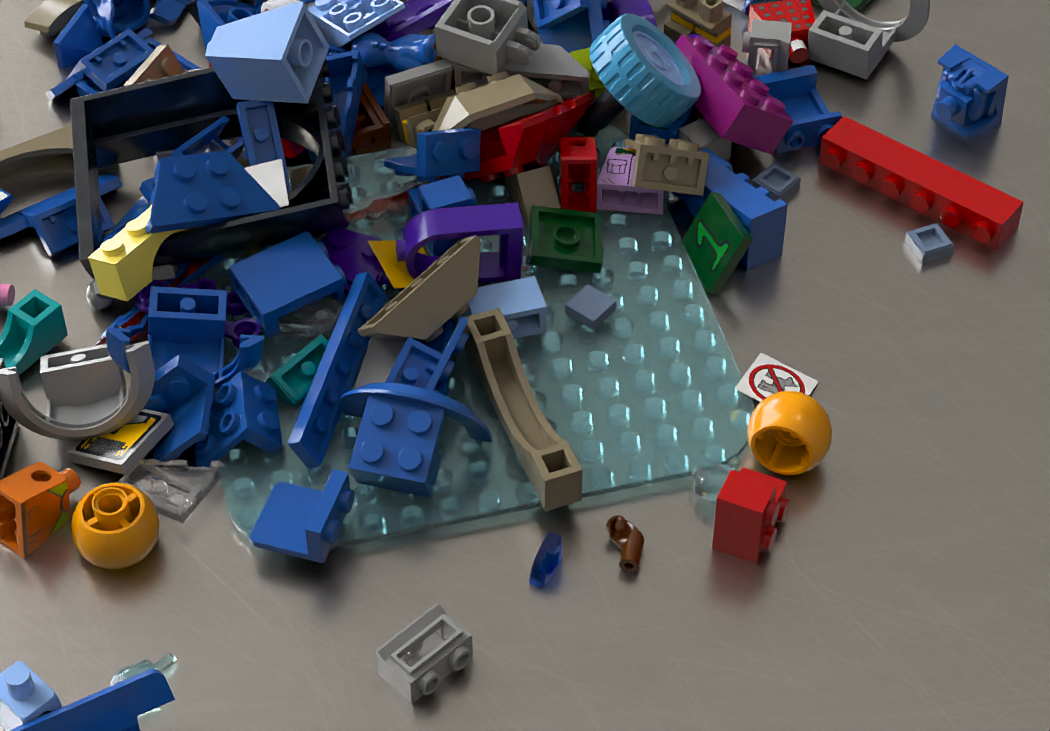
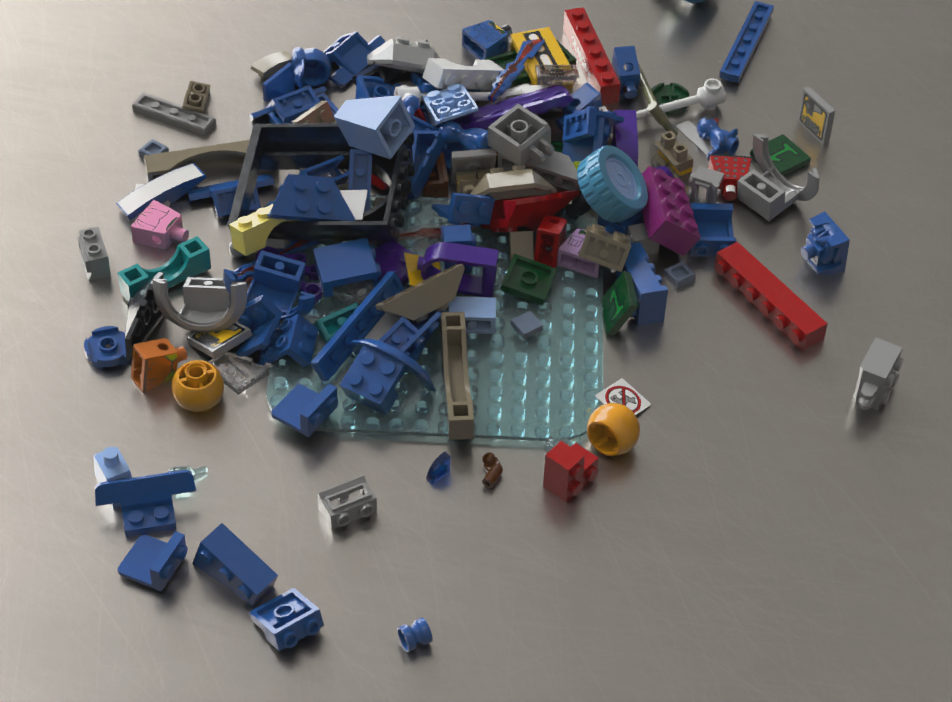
camera: 15 degrees right, 0 degrees up
(929, 243) = (760, 335): sand blue tile -> none

